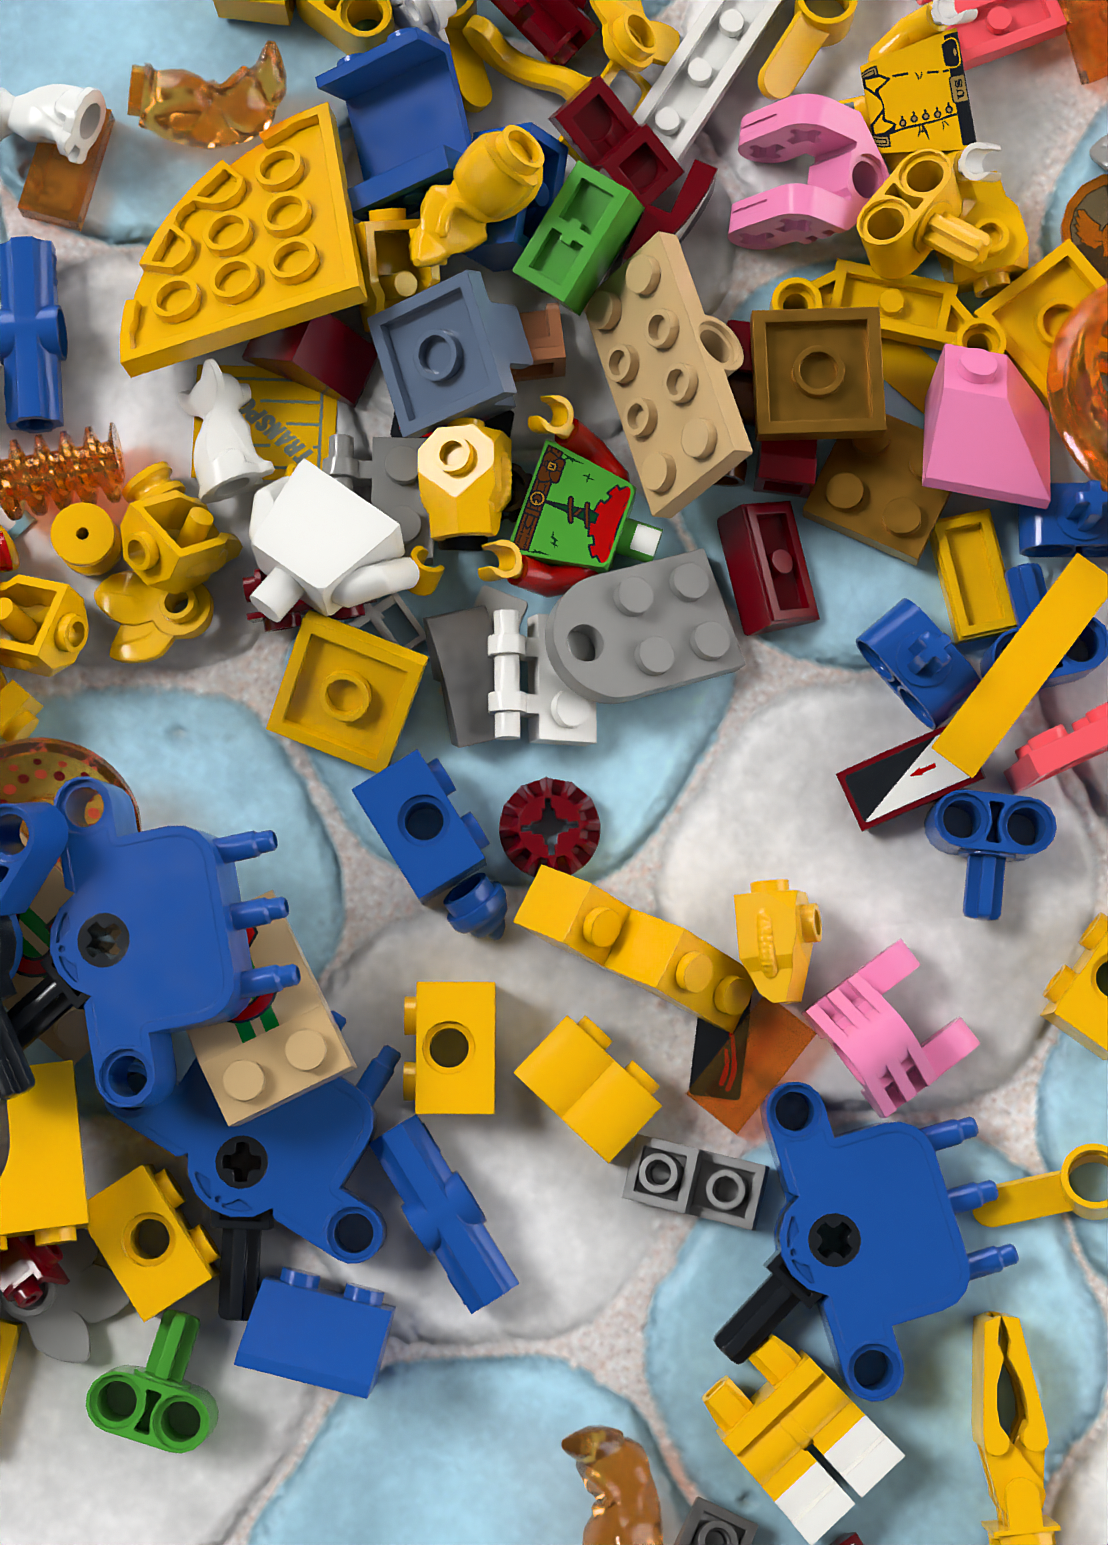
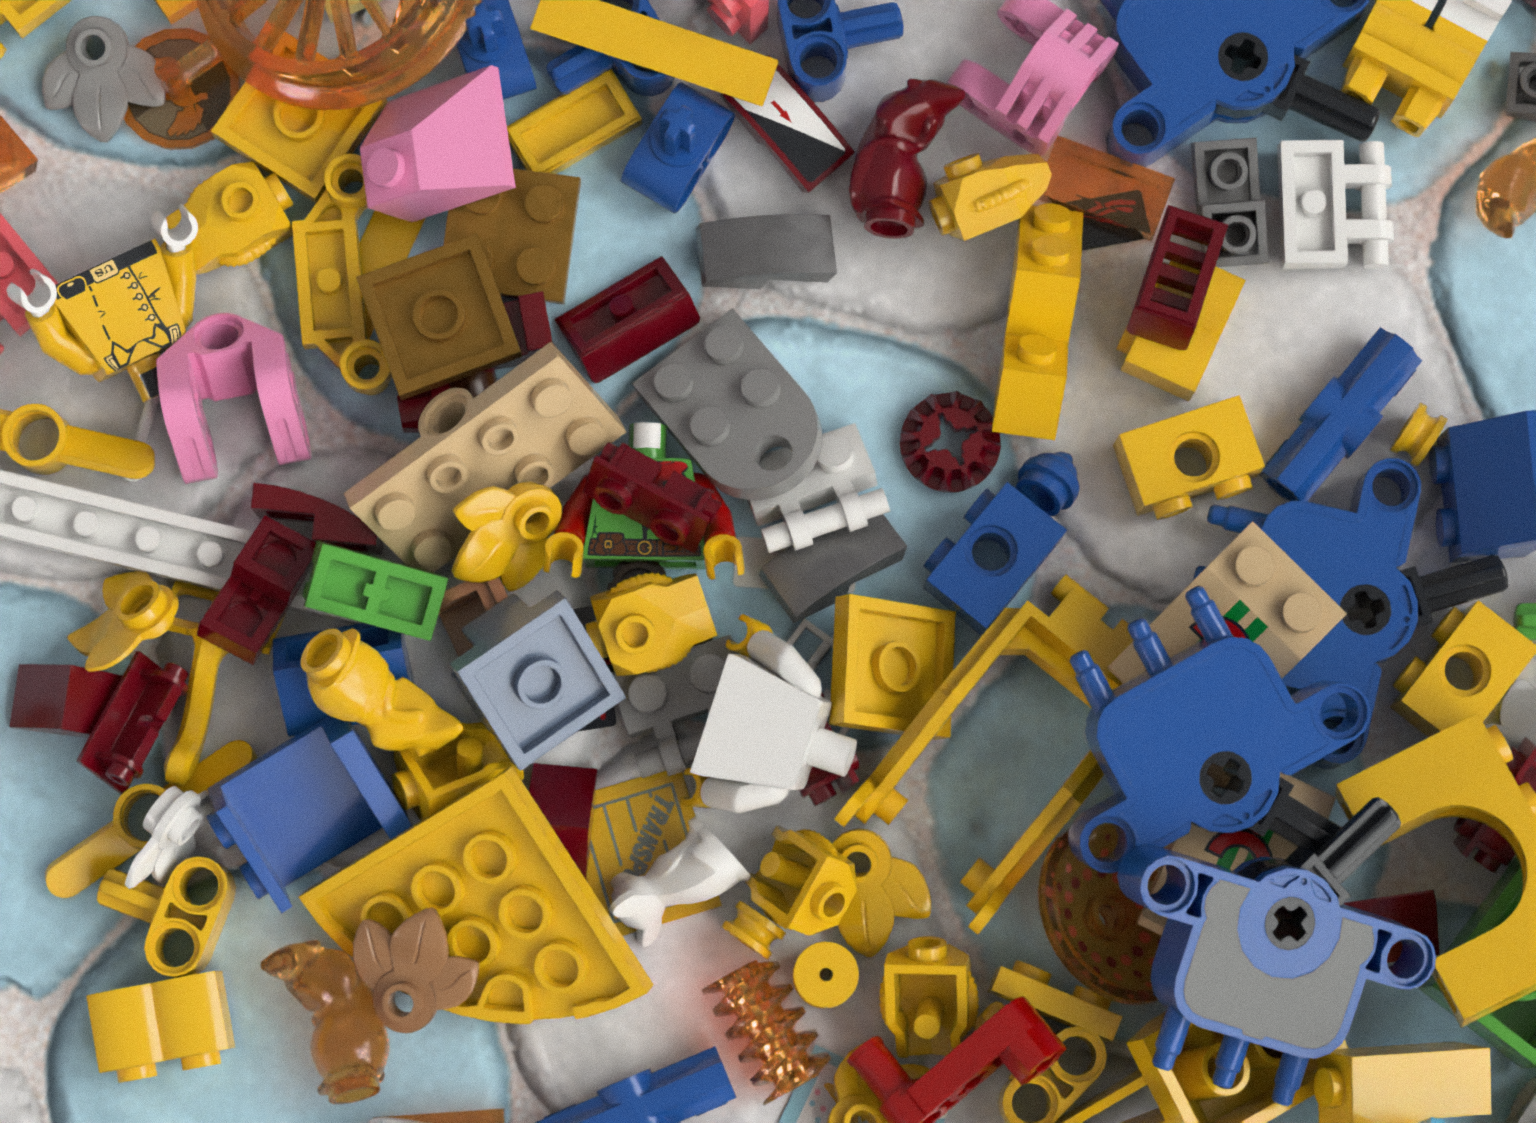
camera: 110 degrees left, 0 degrees up
(221, 171) = (413, 962): none -> medium nougat plate
(305, 870) = (1049, 644): none -> yellow piece
(401, 1285) = (1418, 434): none -> yellow bush
(587, 1056) = (1165, 315): none -> dark red slope
(593, 372) = (502, 534): none -> yellow plate
(598, 496) = (624, 485): none -> dark red hinge
(665, 1265) = (1314, 204): none -> white plate
(791, 713) = (765, 248): none -> flat silver slope
(827, 851) = (886, 175): none -> dark red animal
(919, 218) = (247, 266): yellow beam -> none

